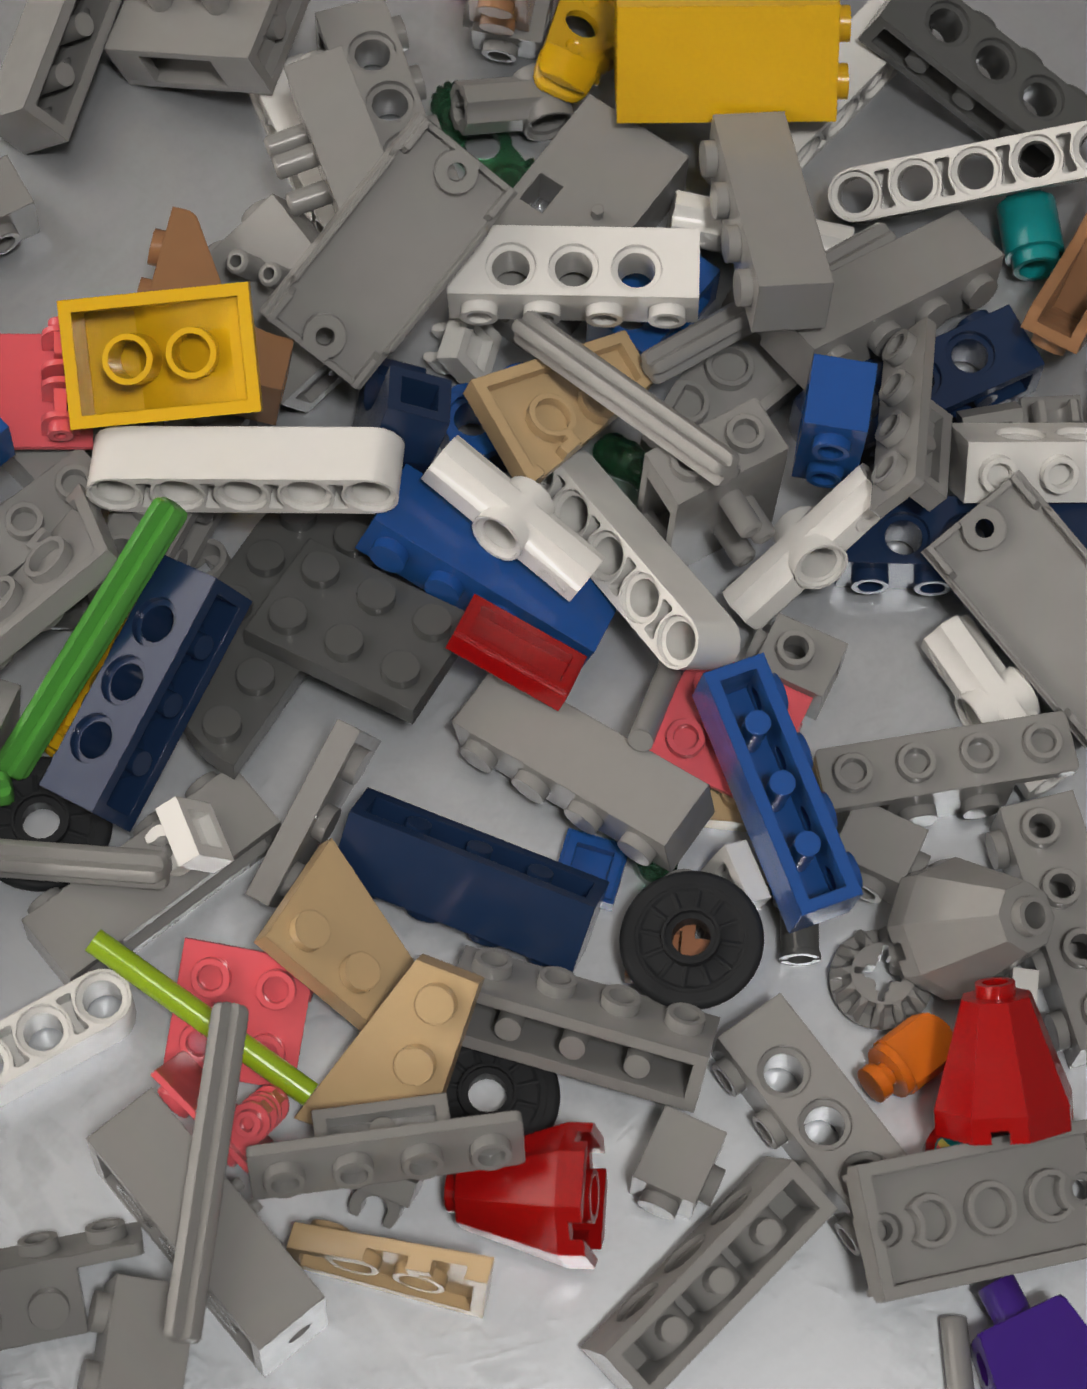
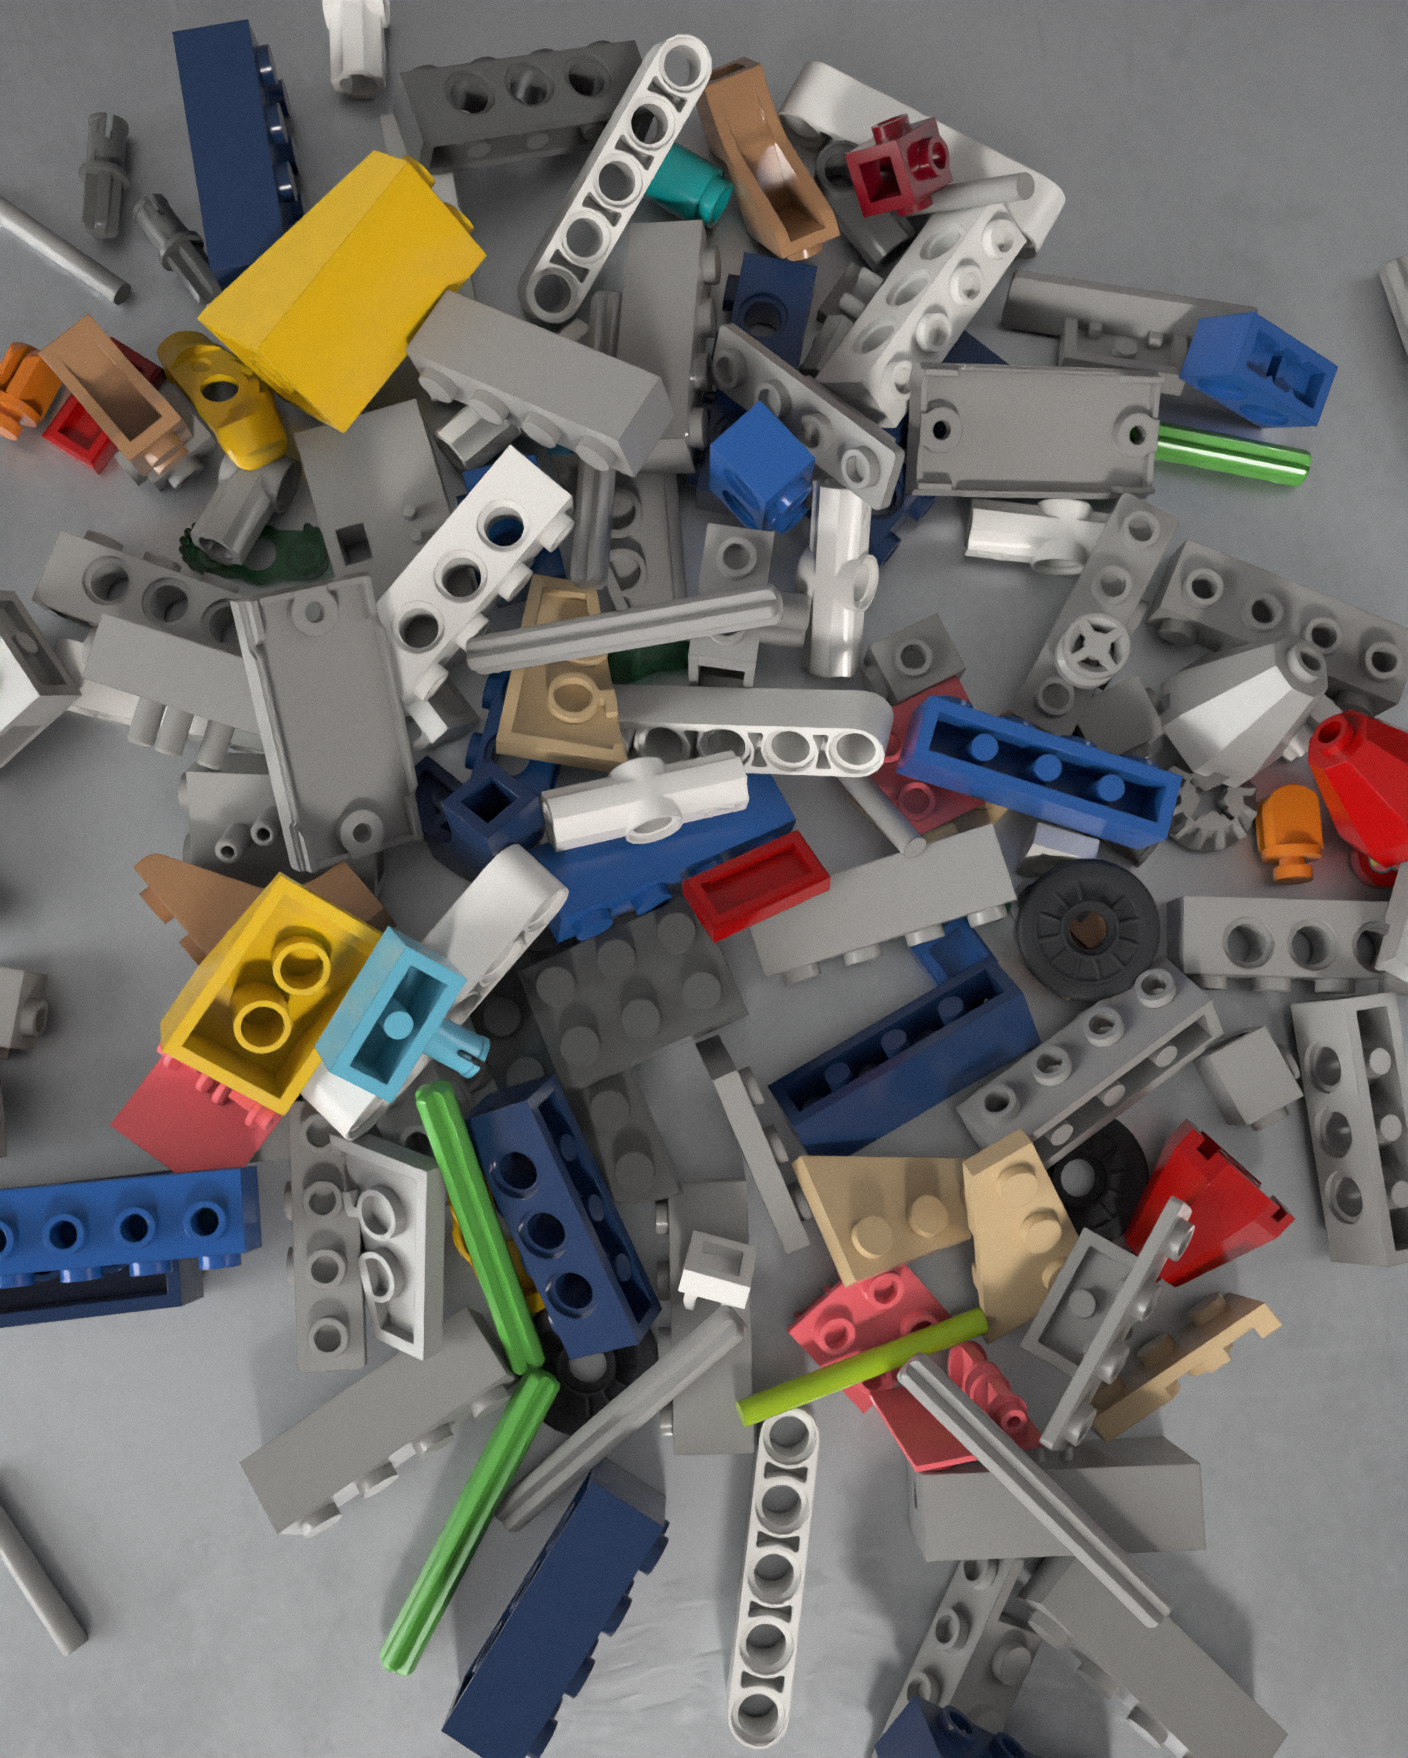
camera: 50 degrees left, 15 degrees up
(207, 437) = (396, 1016): none -> medium azure brick
(912, 747) = (1102, 640): none -> light grey wheel

